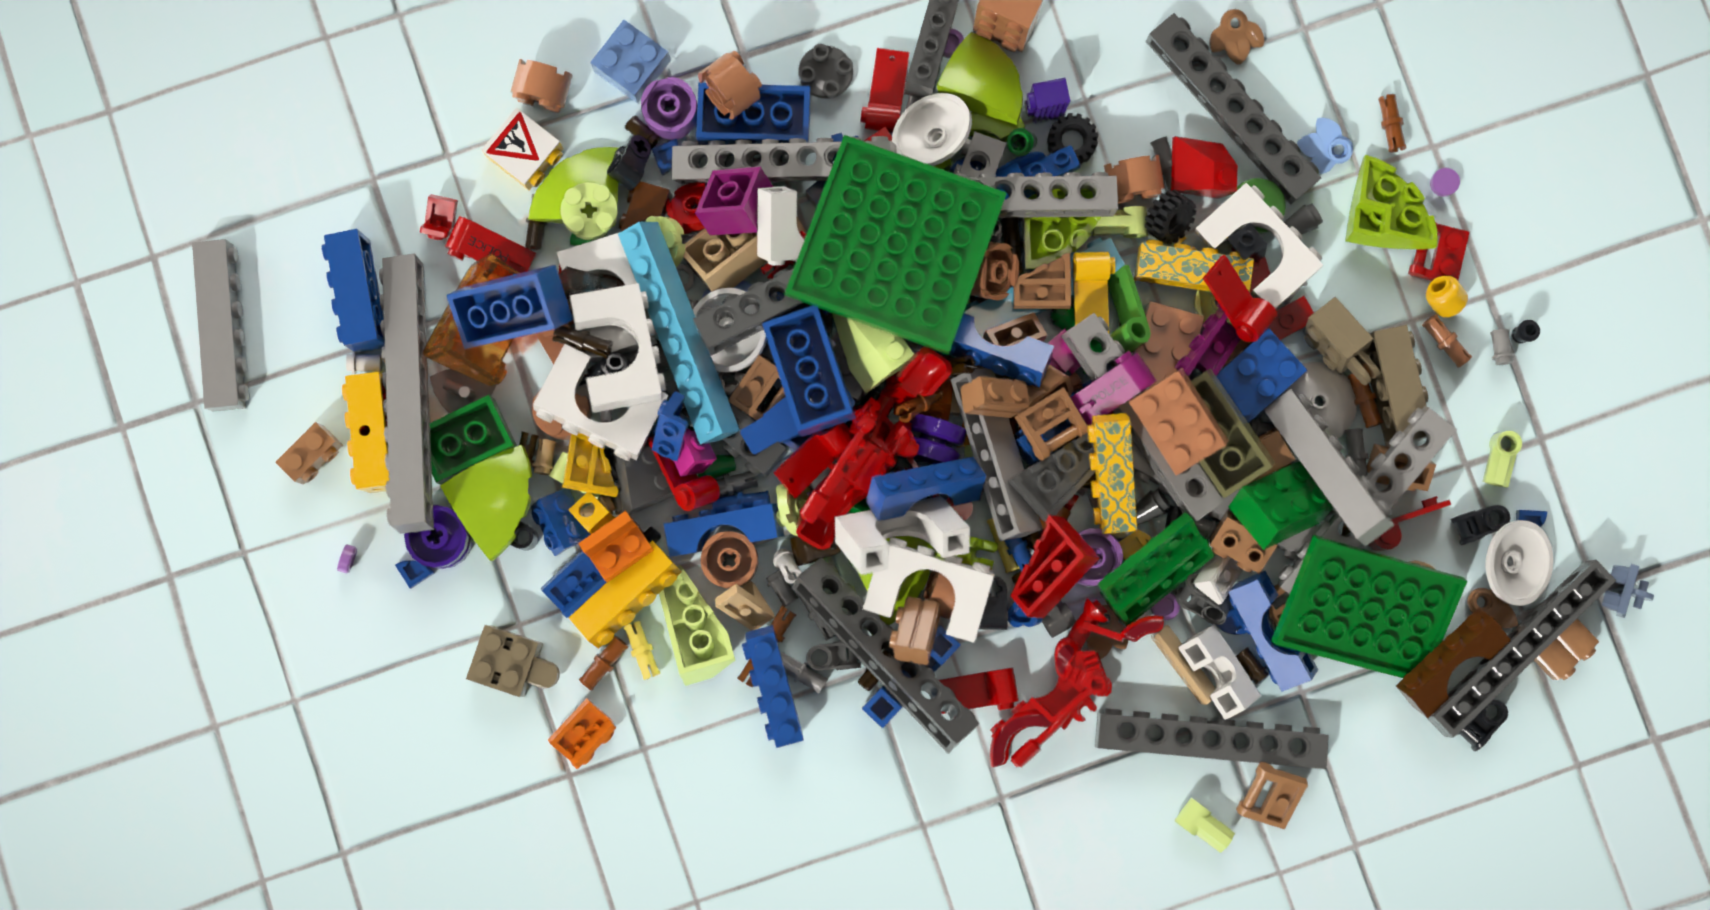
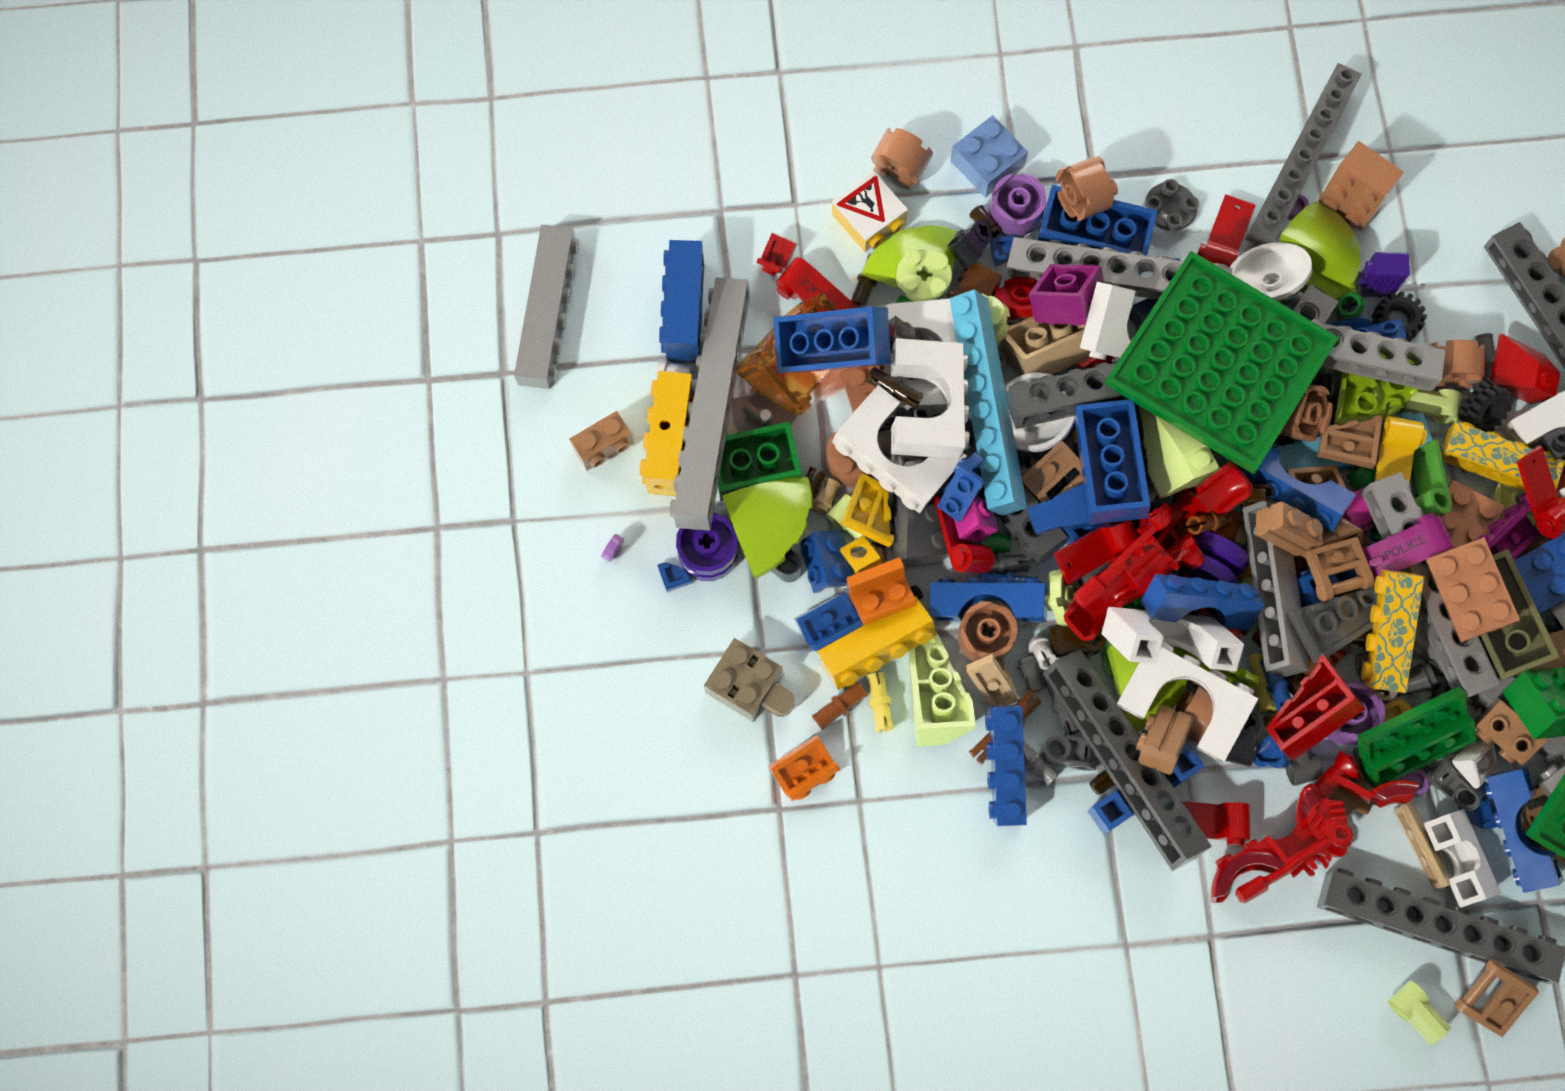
camera: 15 degrees right, 10 degrees down
(1252, 665) = (1496, 861): dark brown pin -> none

